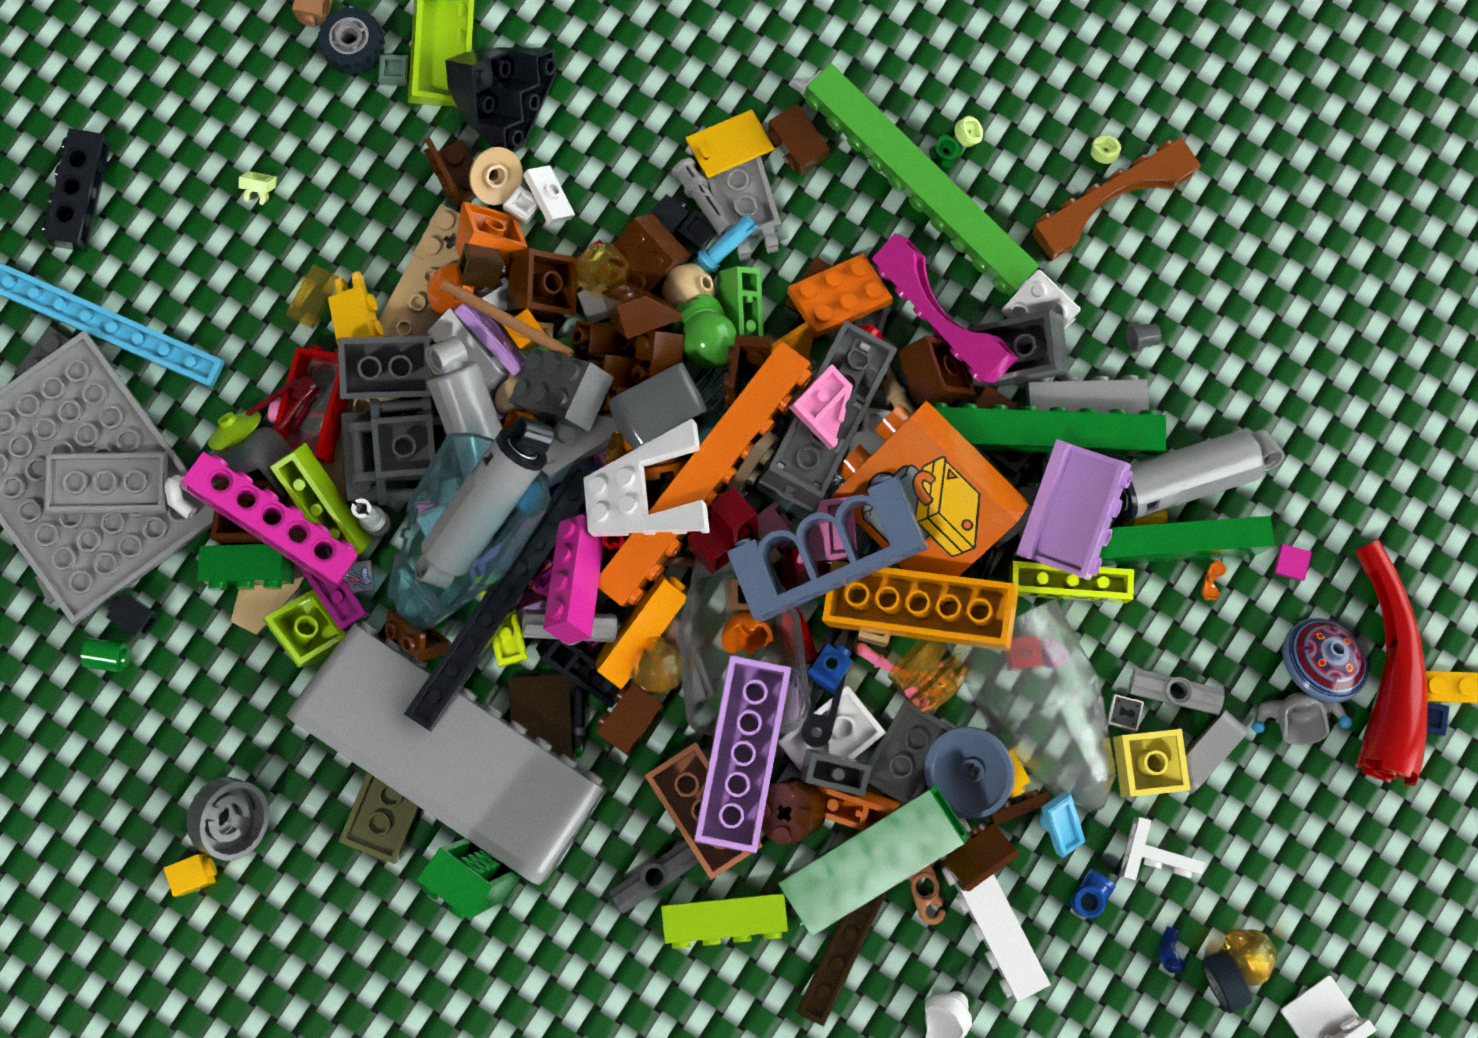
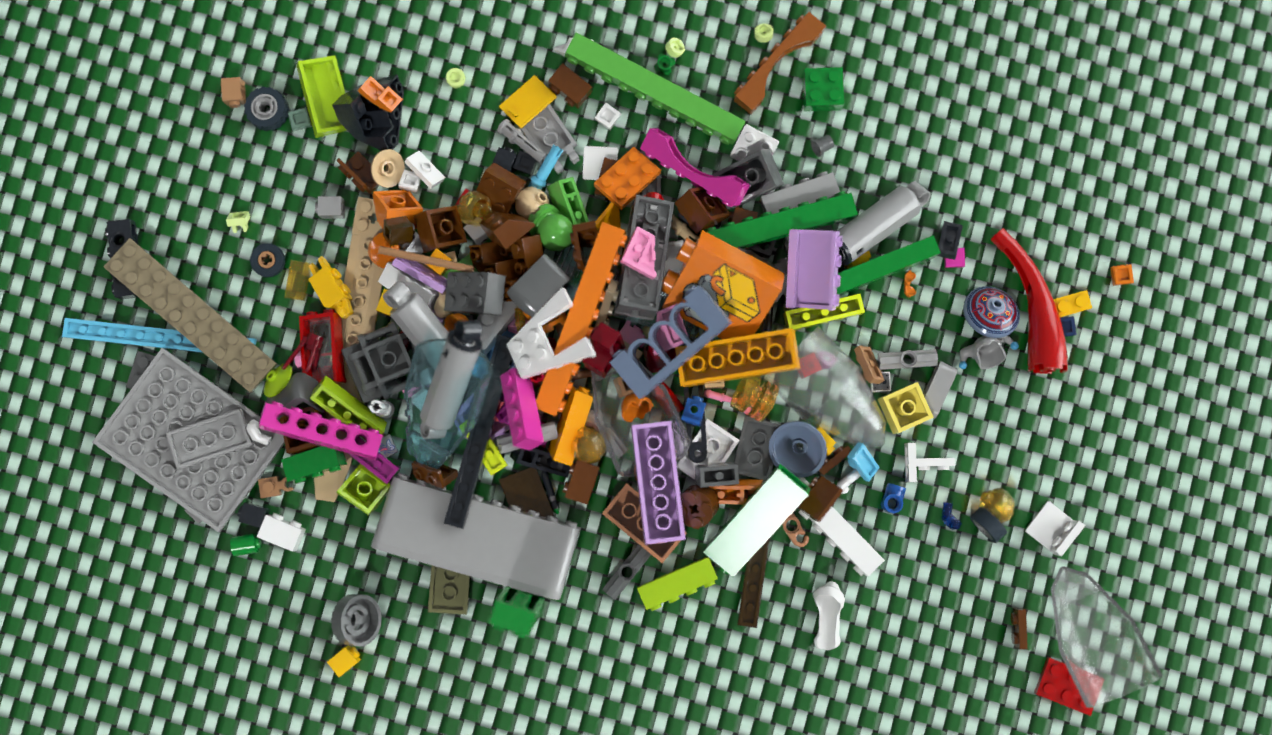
camera: 20 degrees left, 5 degrees up
(141, 298) = (190, 315): none -> dark tan plate
(164, 654) = (280, 532): none -> white brick
(174, 583) = (272, 486): none -> medium nougat plate
(274, 241) = (272, 268): none -> black bush
(383, 366) = (359, 313): dark grey brick -> none
(395, 206) = (330, 207): none -> light grey brick
(522, 73) = (382, 97): none -> orange slope
(636, 79) = (455, 78): none -> yellowish green tile
(799, 255) = (594, 159): none -> white sticker
(839, 199) = (607, 116): none -> white plate
(1032, 845) = (847, 480): none -> white arm
(1115, 681) = (868, 364): none -> medium nougat plate
(1168, 255) = (823, 89): none -> green brick
(1293, 533) = (949, 240): none -> black plate

